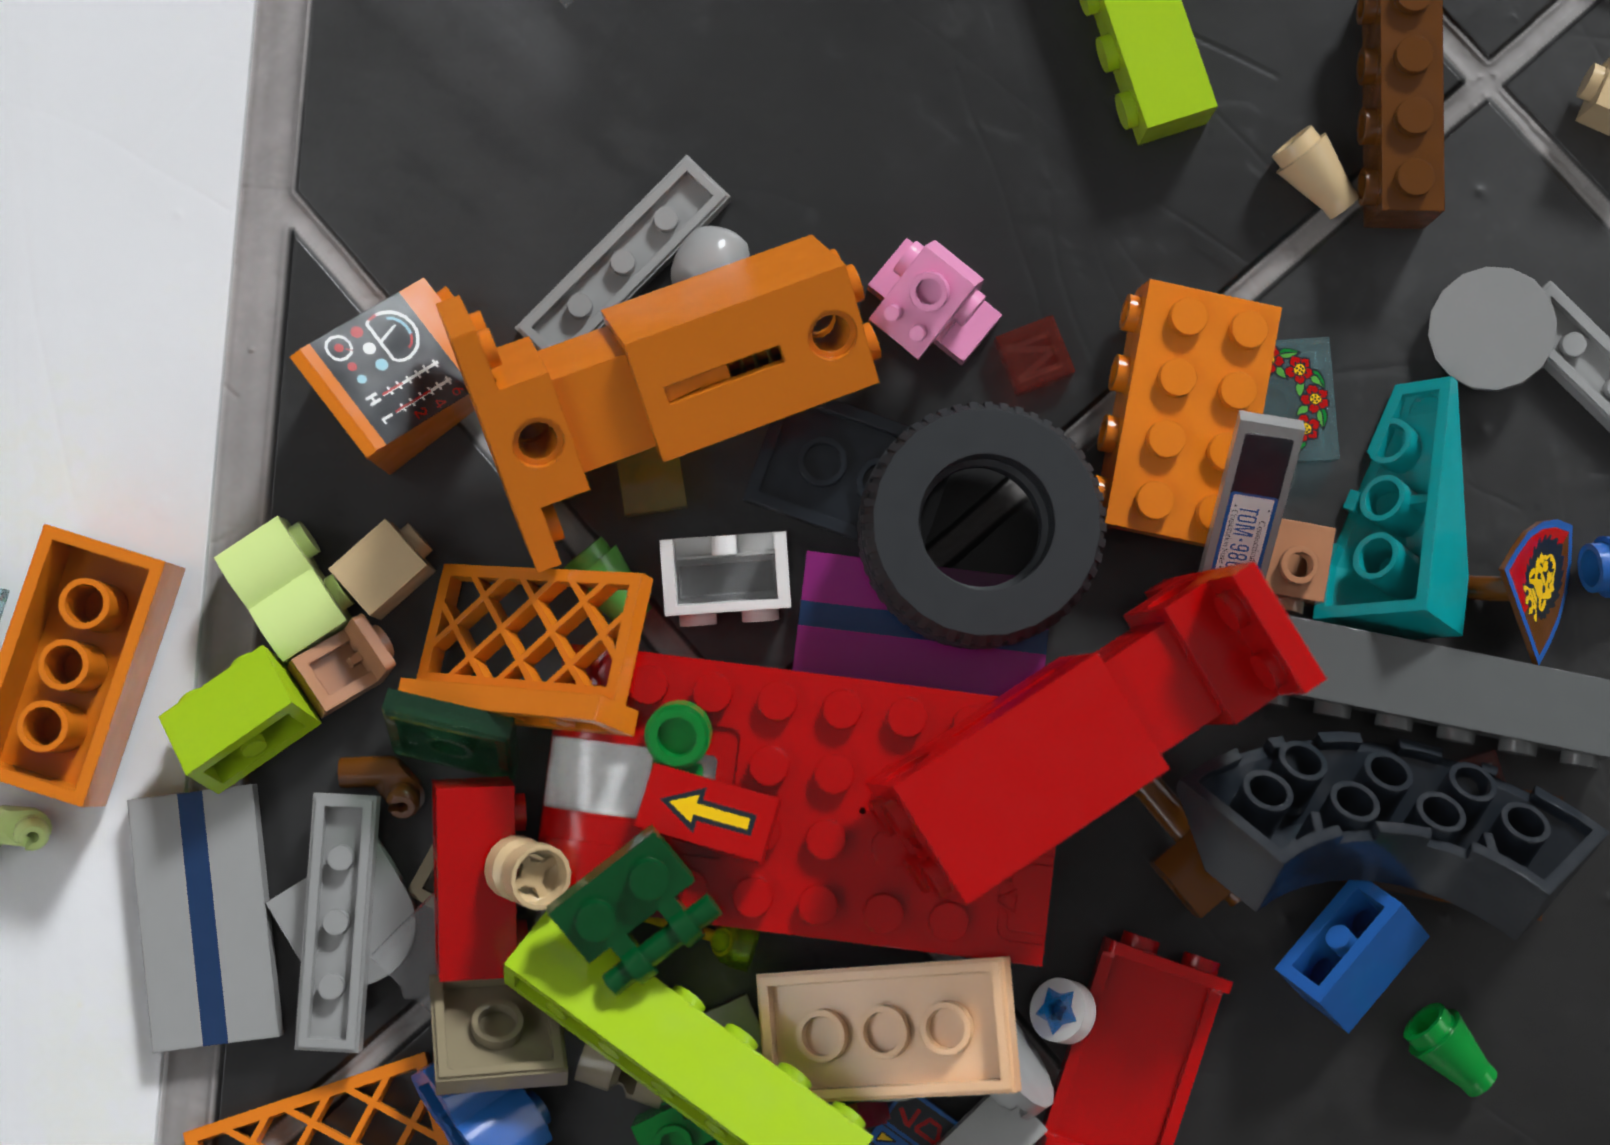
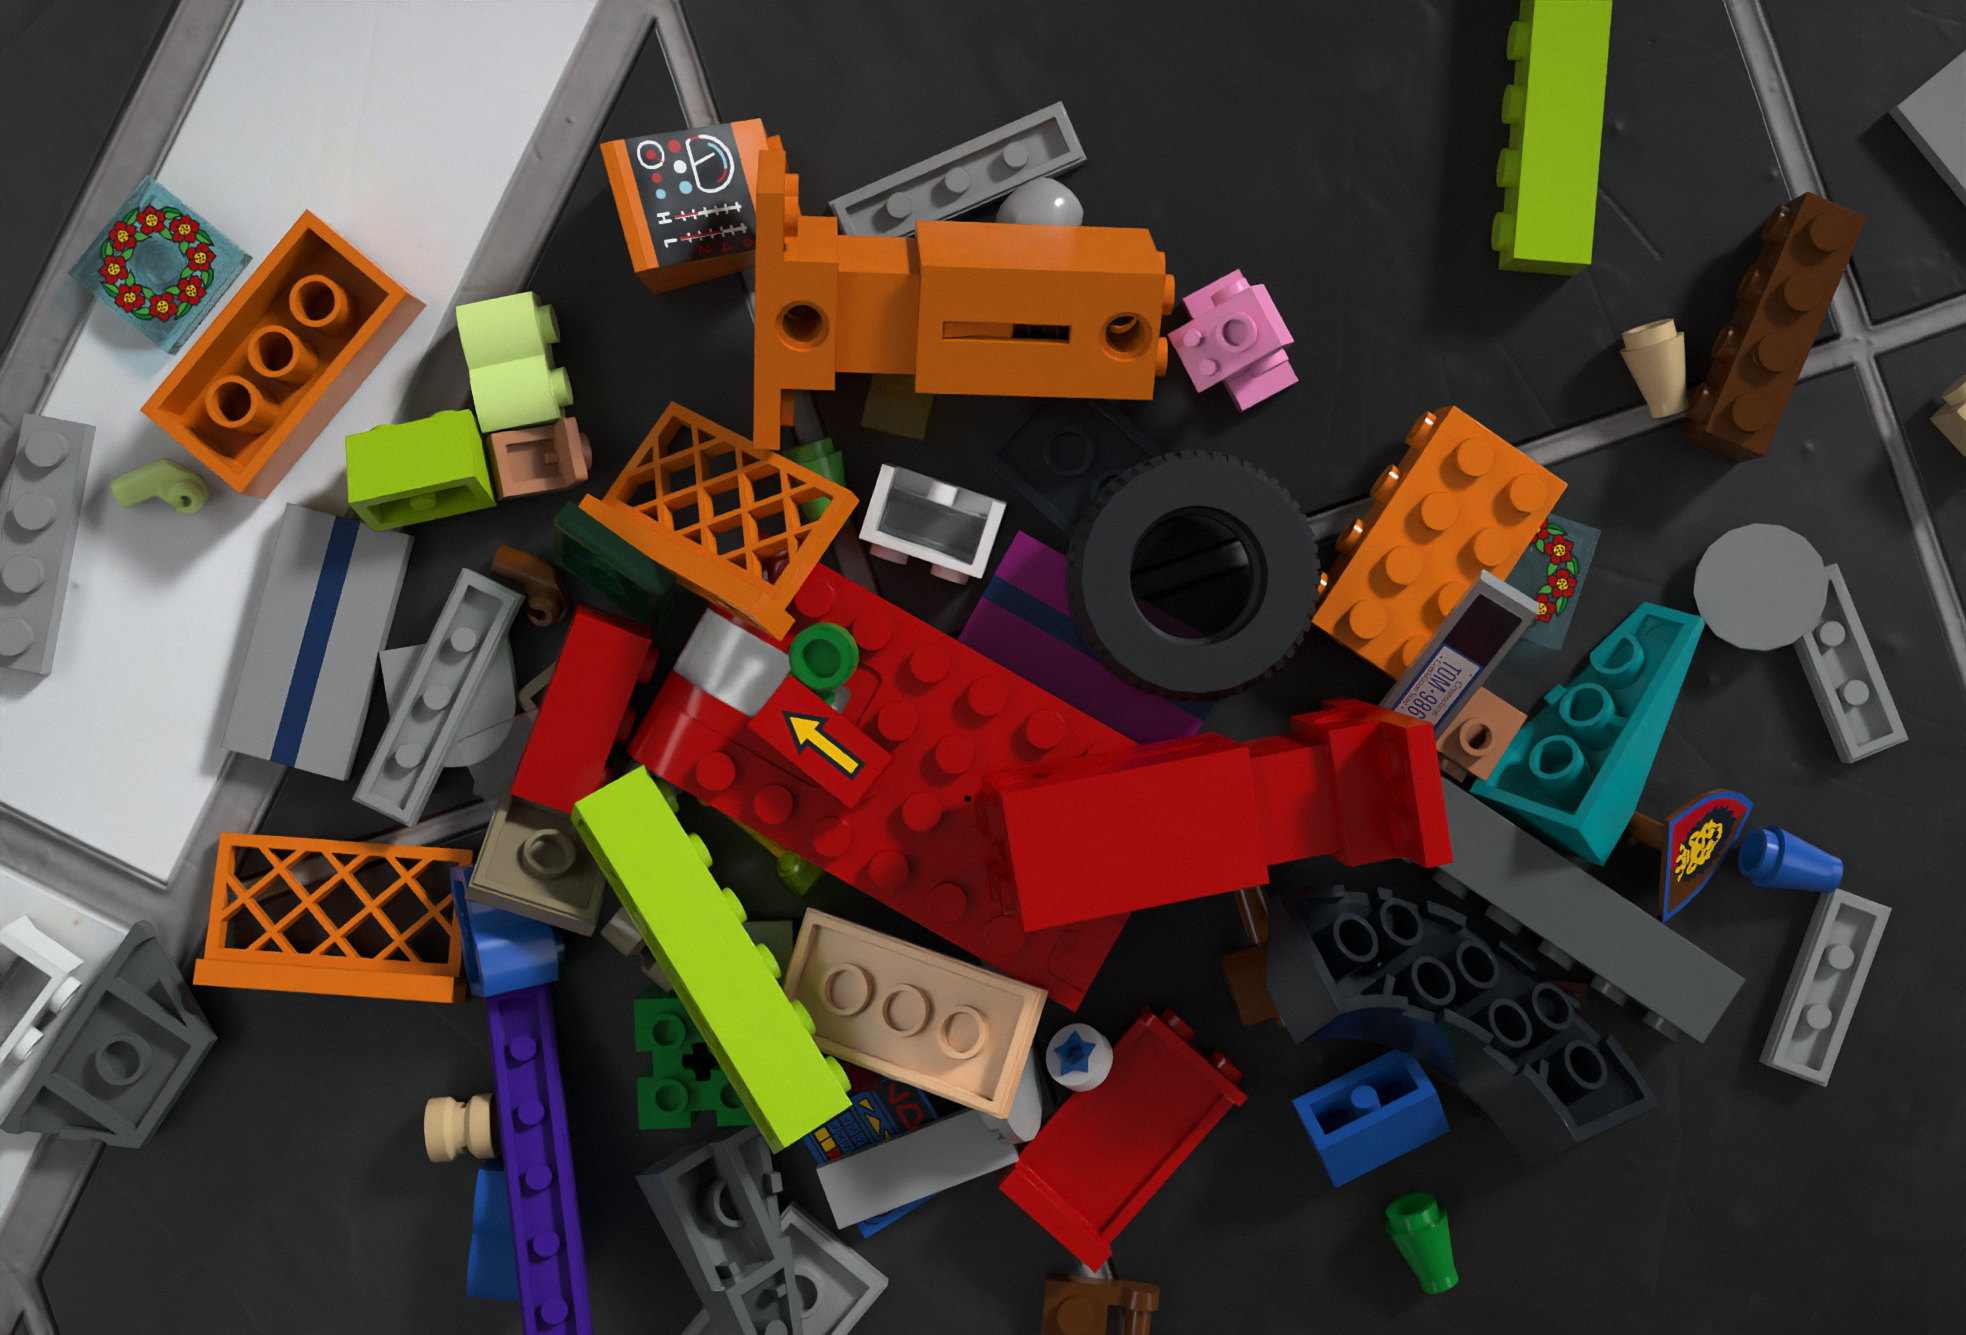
camera: 20 degrees right, 5 degrees up
(384, 567) = (613, 382): tan brick -> none
(542, 872) = (643, 735): tan wheel -> none
(623, 894) = (708, 786): dark green plate -> none
(1034, 355) = (1313, 432): clear red tile -> none

